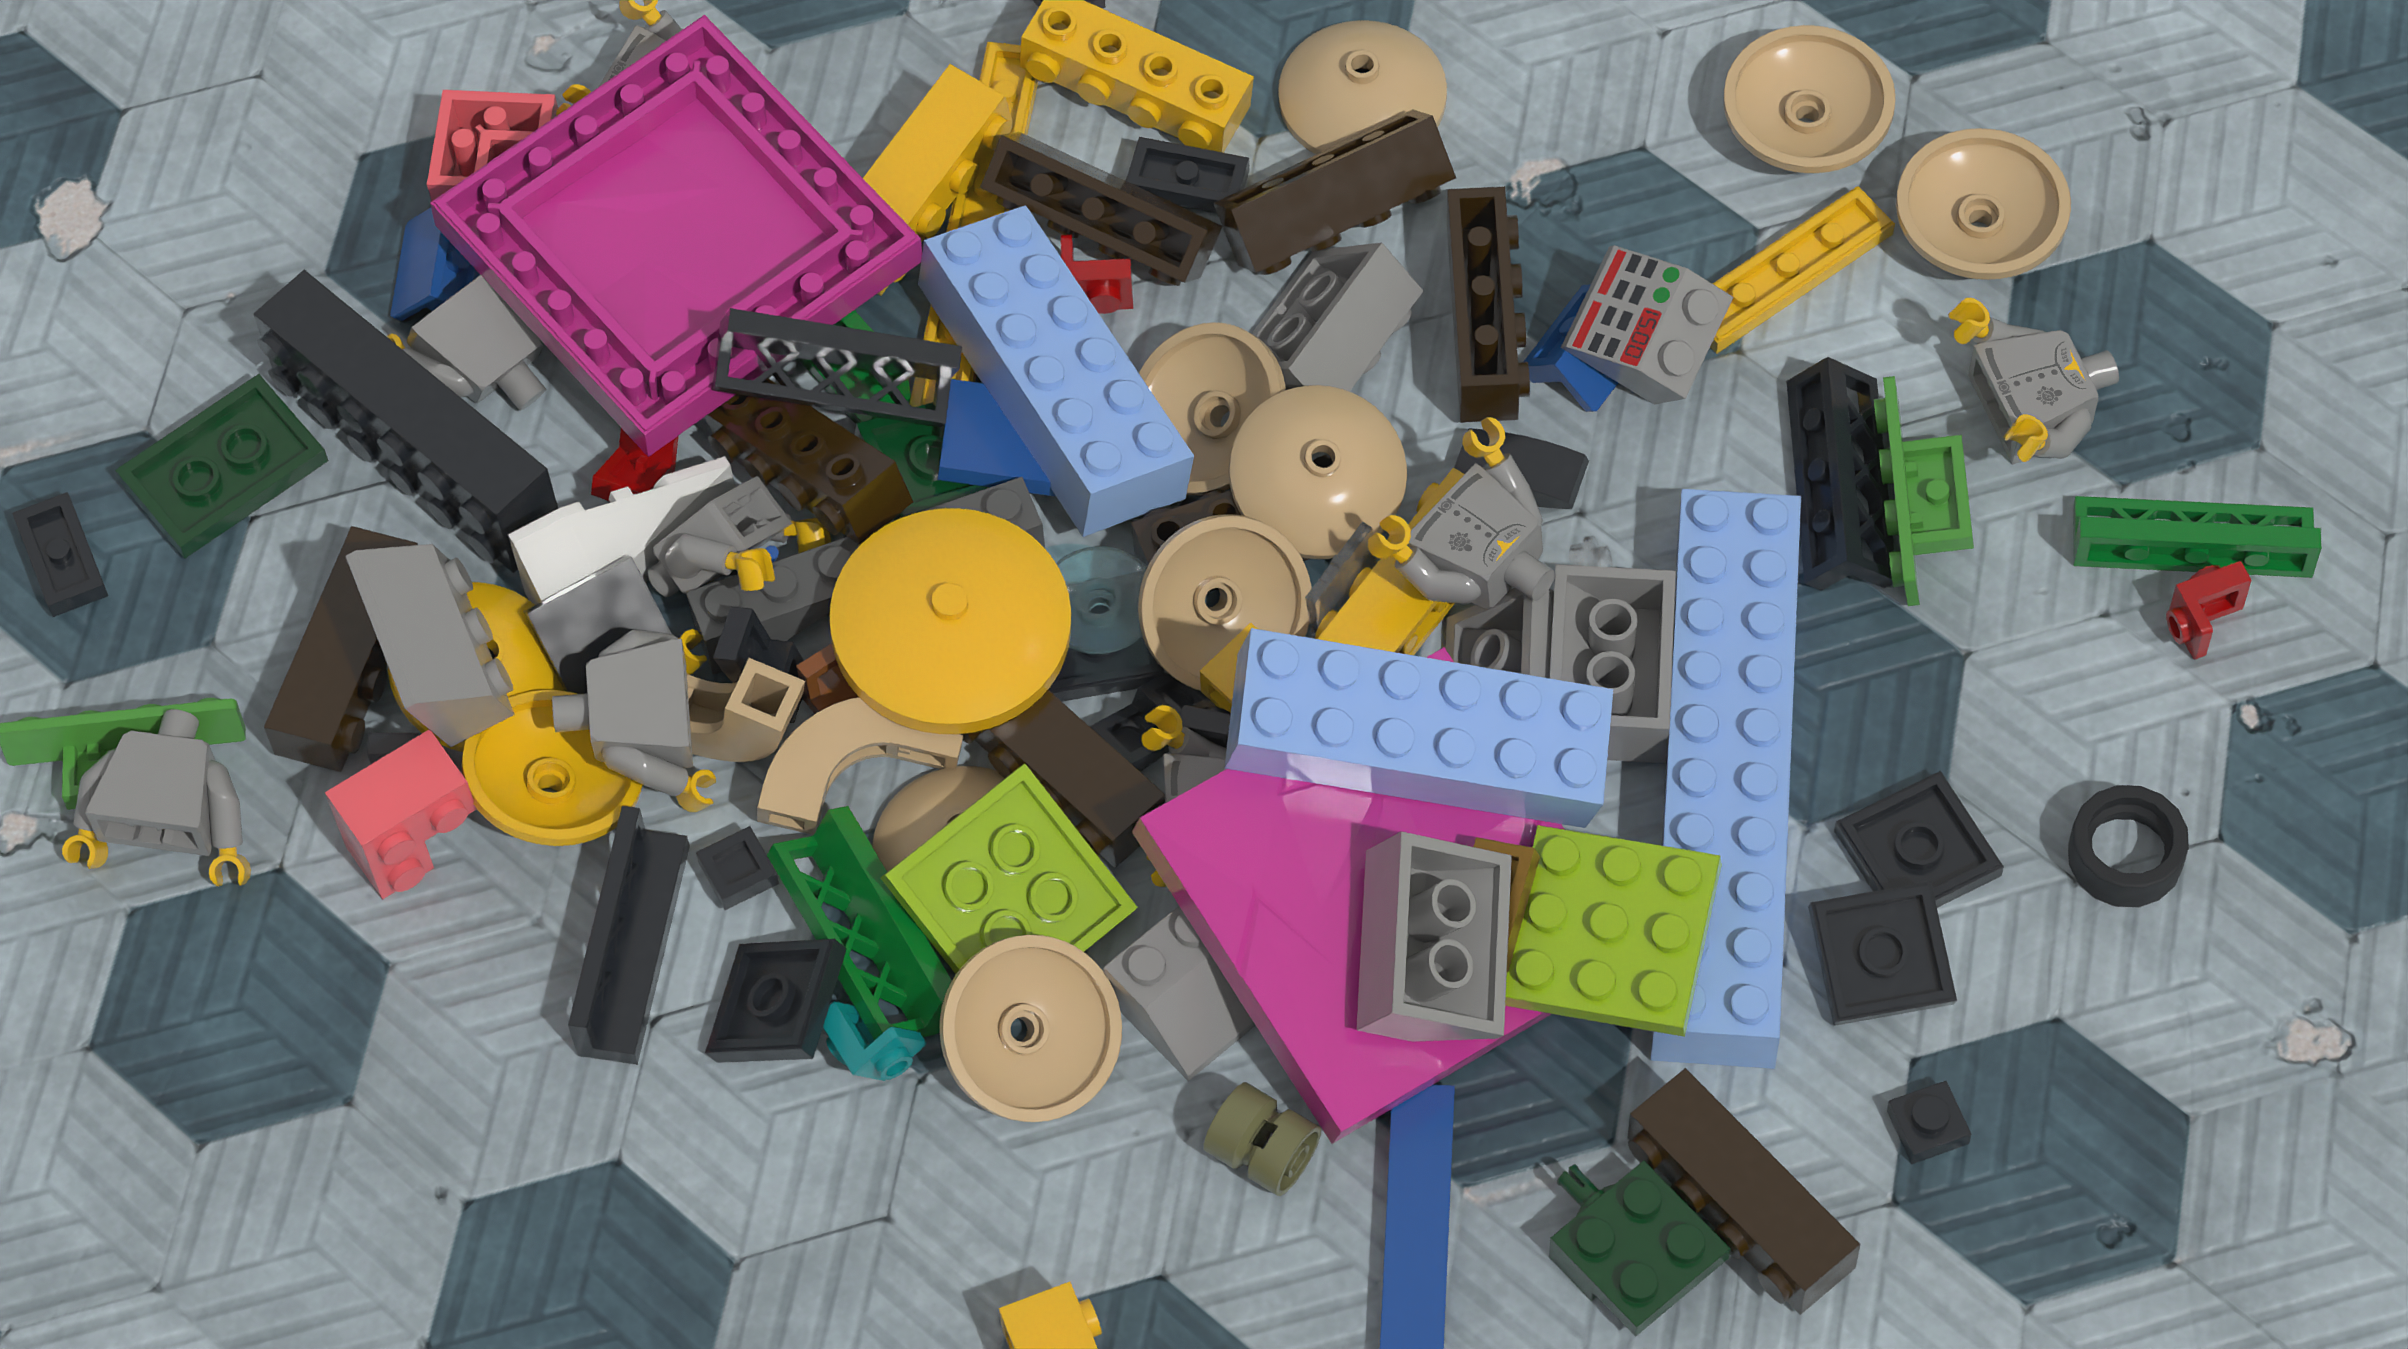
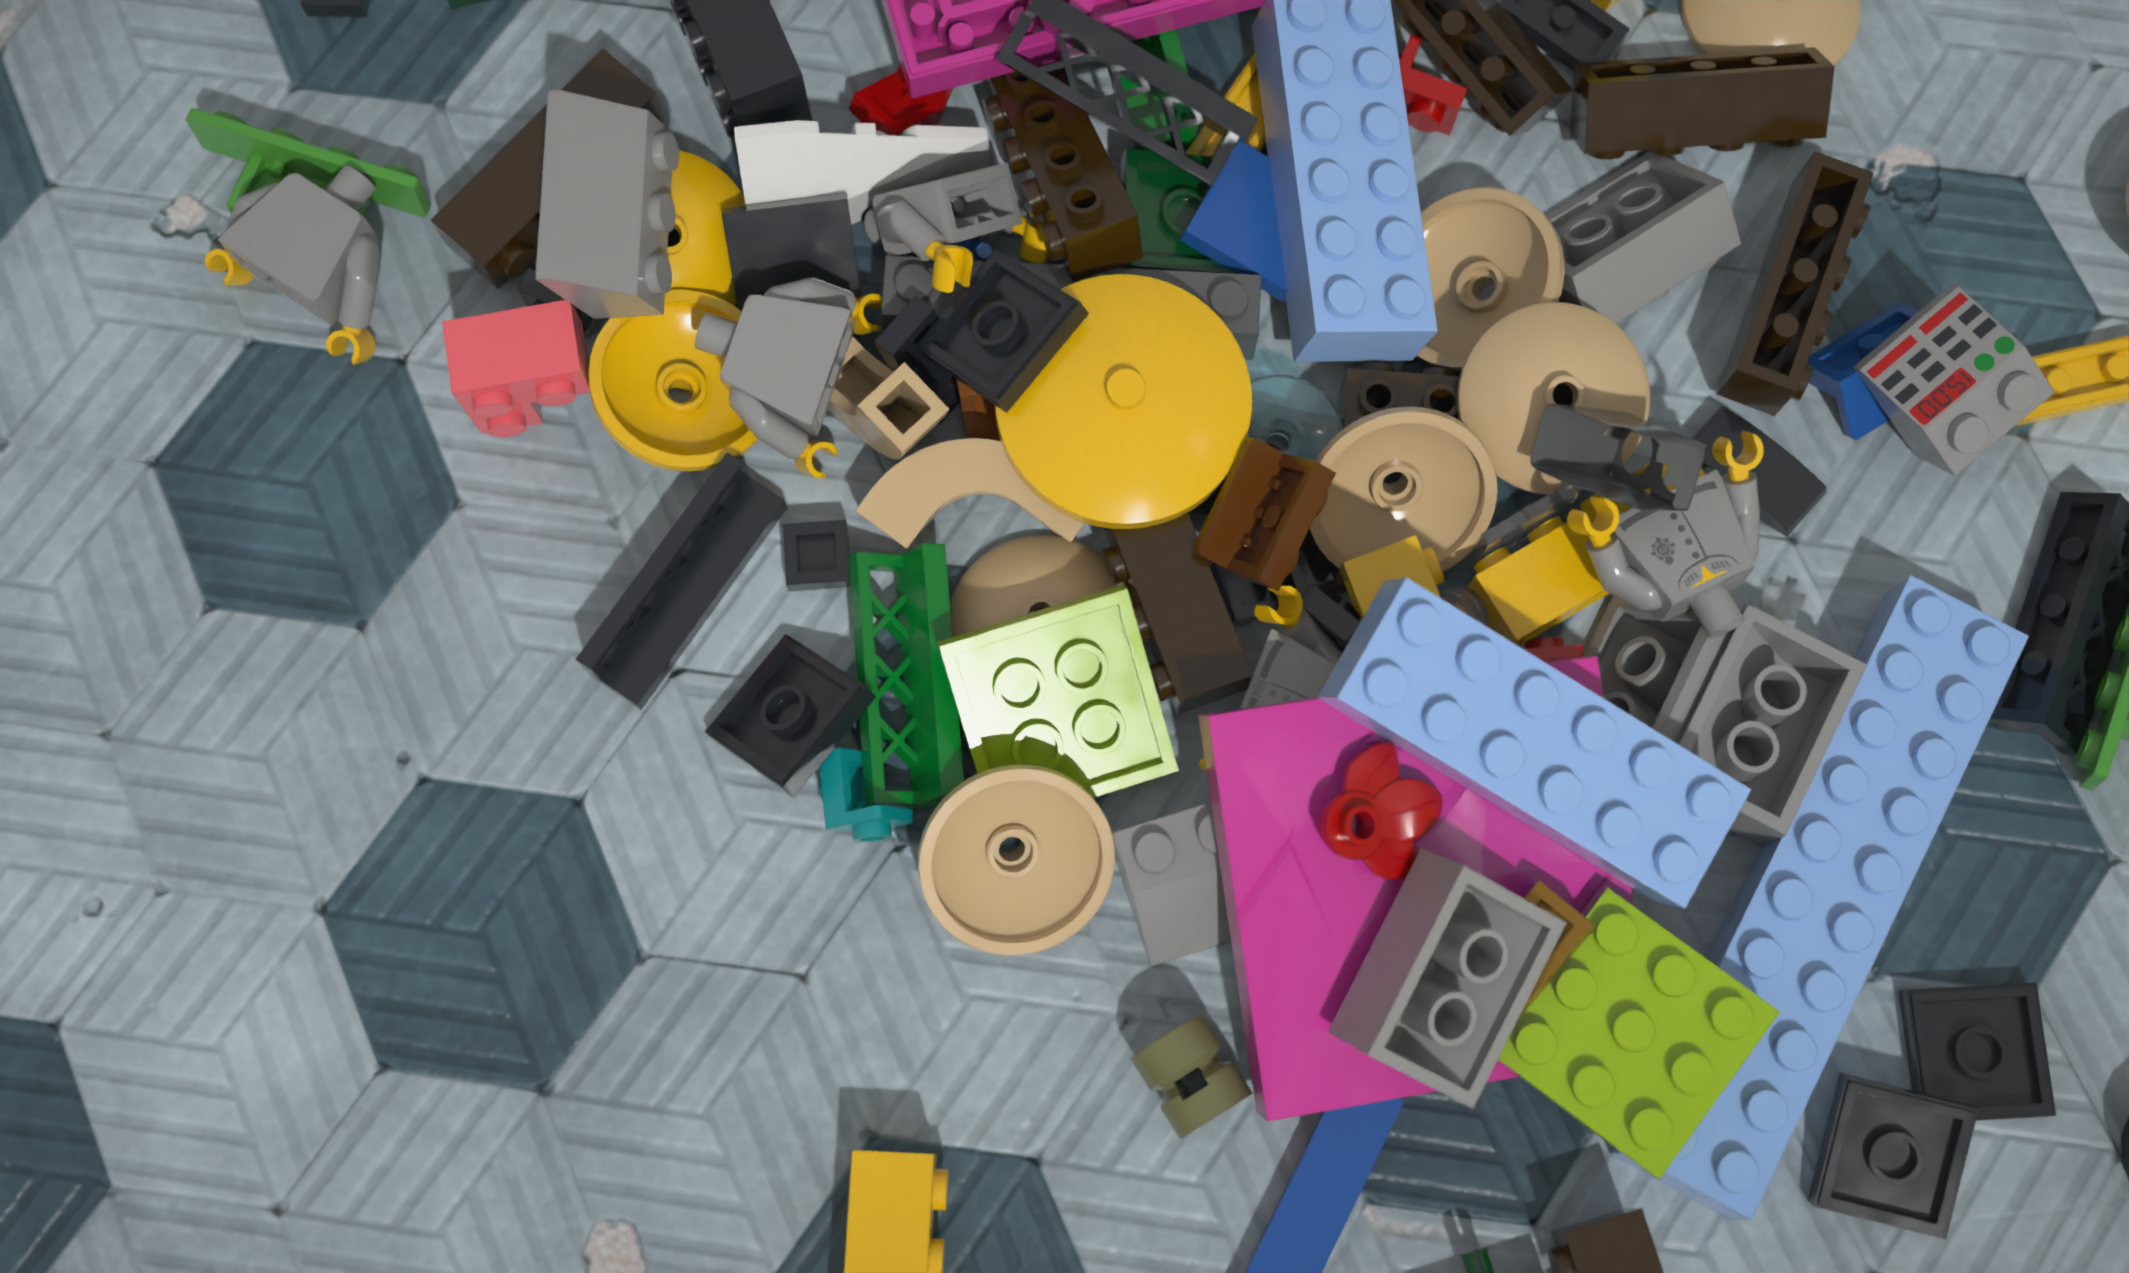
camera: 20 degrees right, 15 degrees up
(820, 602) = (1002, 330): none -> black tile
(1113, 659) = (1263, 513): none -> reddish brown bracket
(1324, 832) = (1389, 813): none -> red plate
(1347, 492) = (1577, 452): none -> dark grey piece

